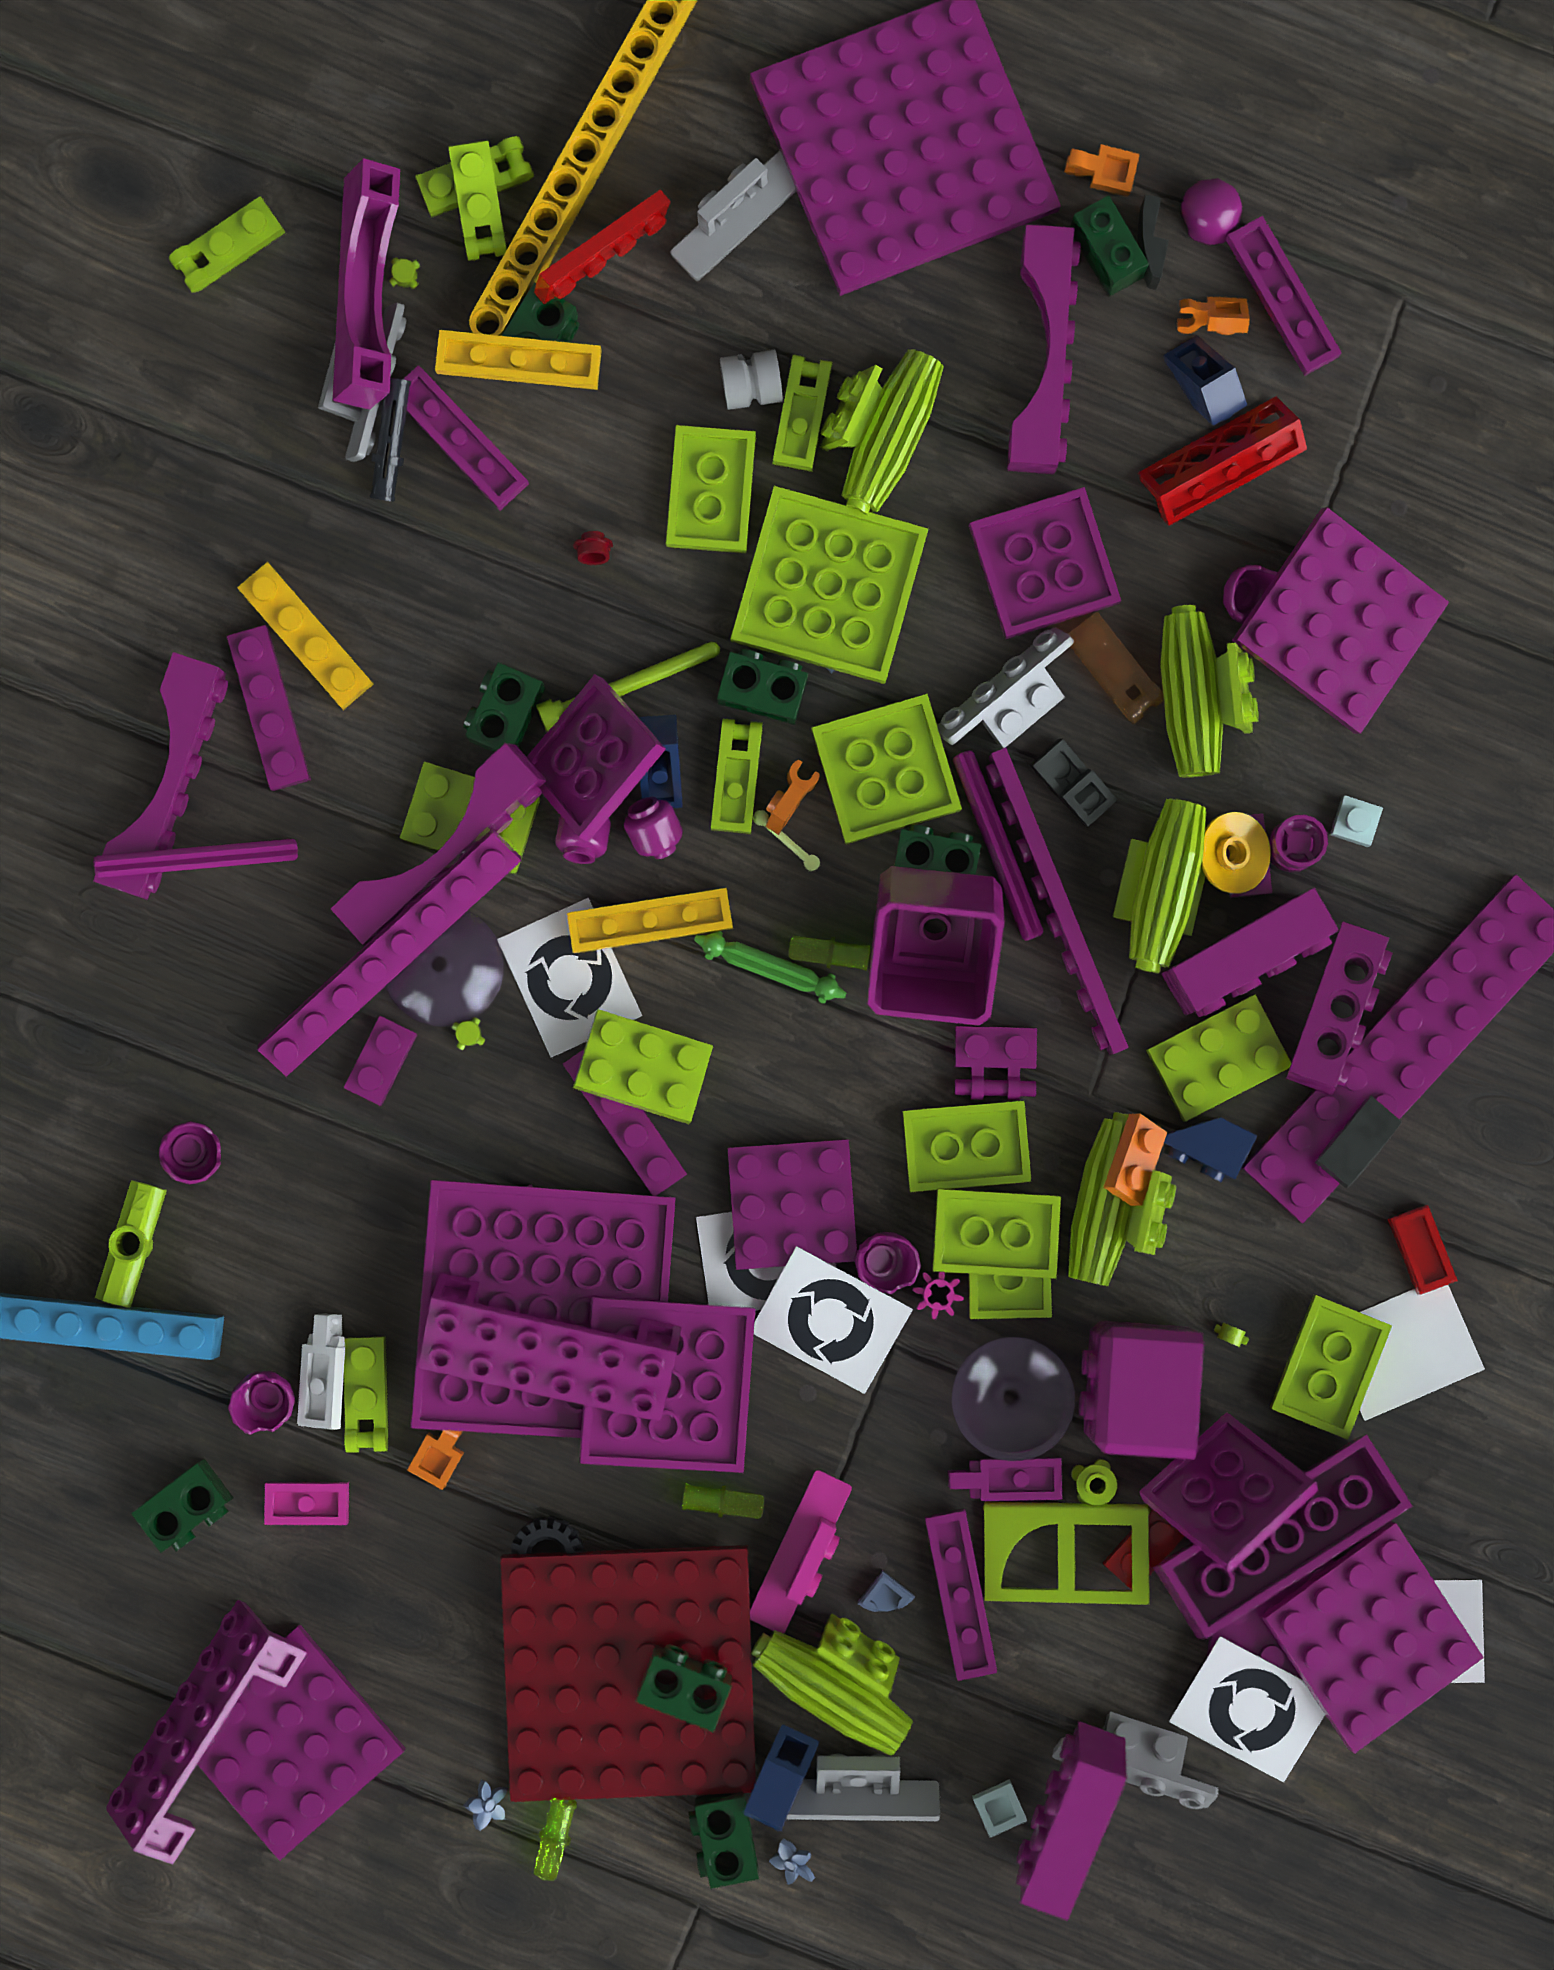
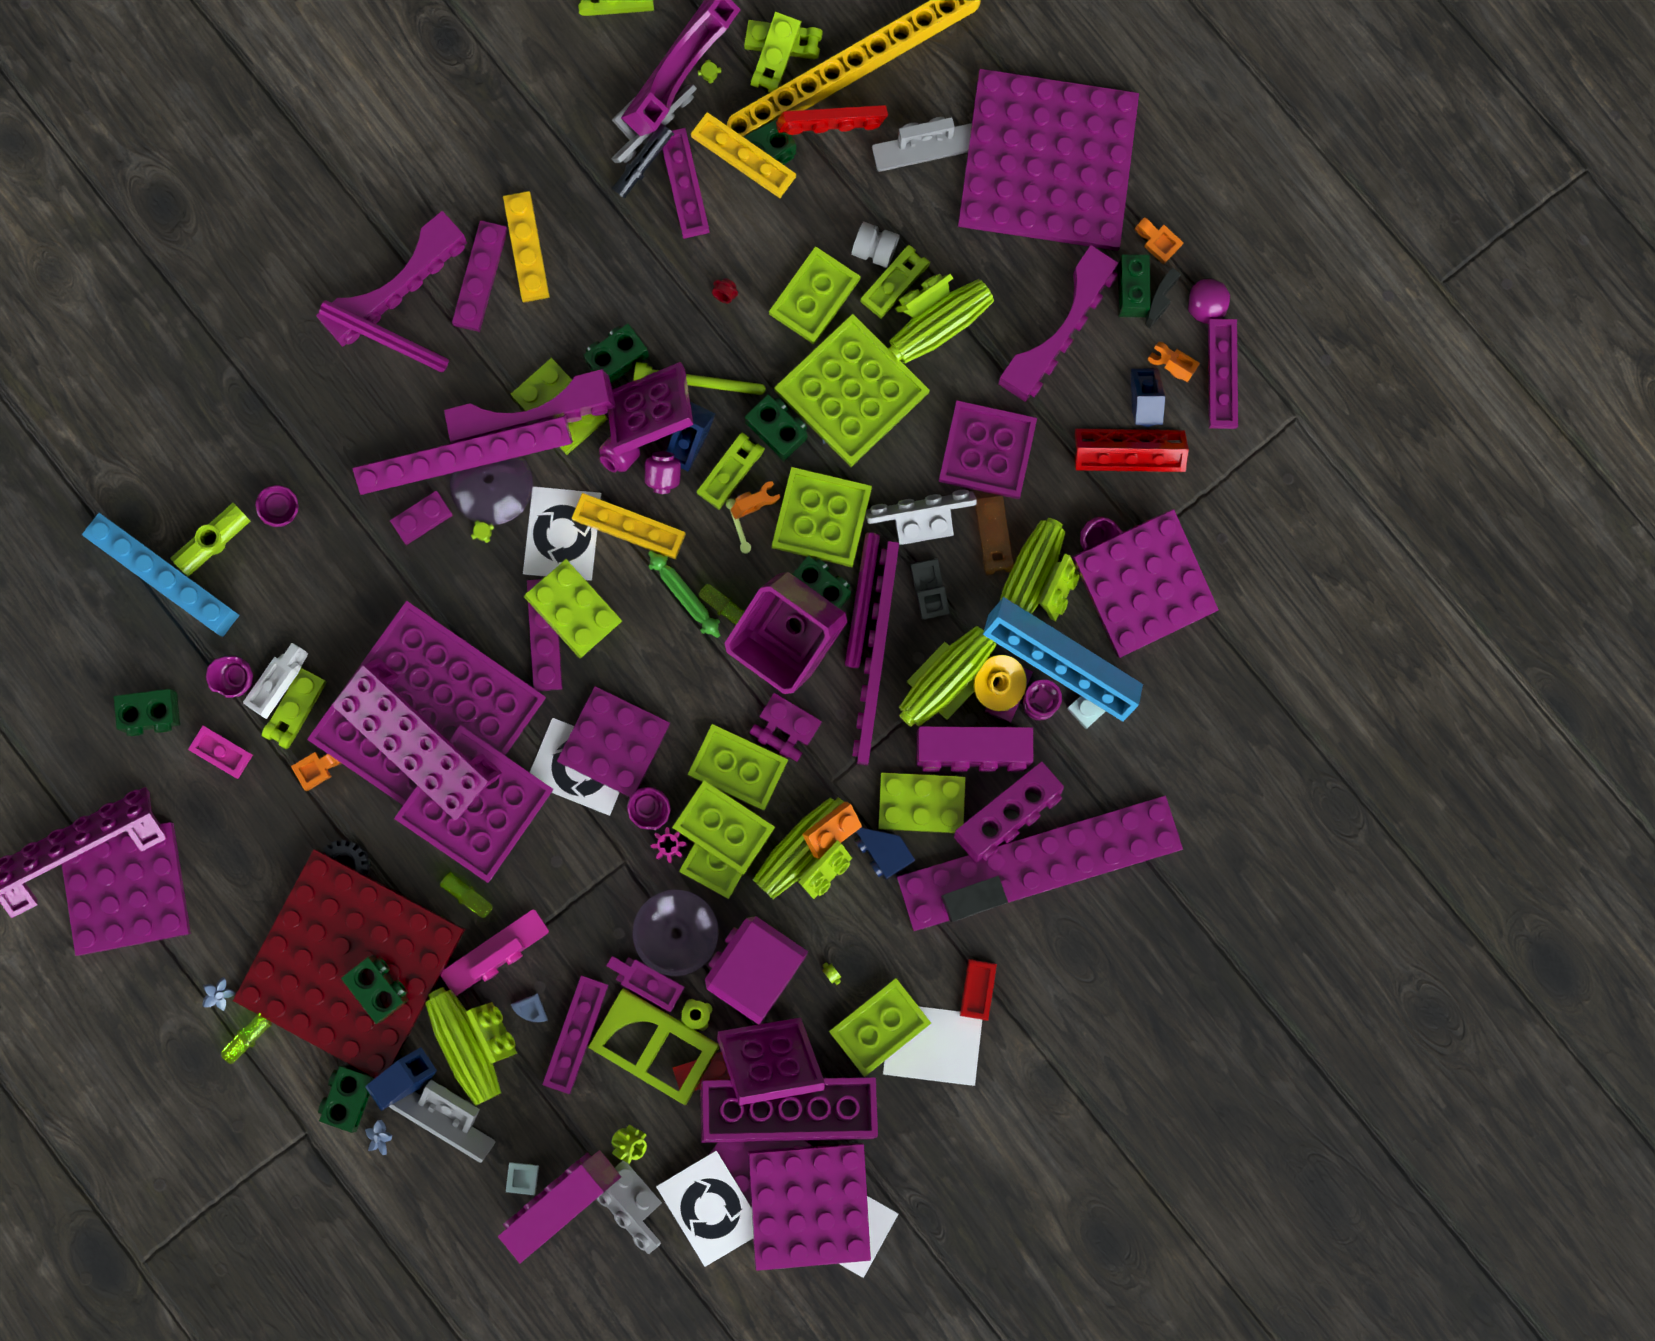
camera: 30 degrees right, 5 degrees down
(831, 1320) = (595, 824): white sticker -> none
(1107, 1690) = (629, 1144): none -> lime gear
(1298, 778) = (1063, 659): none -> dark azure brick

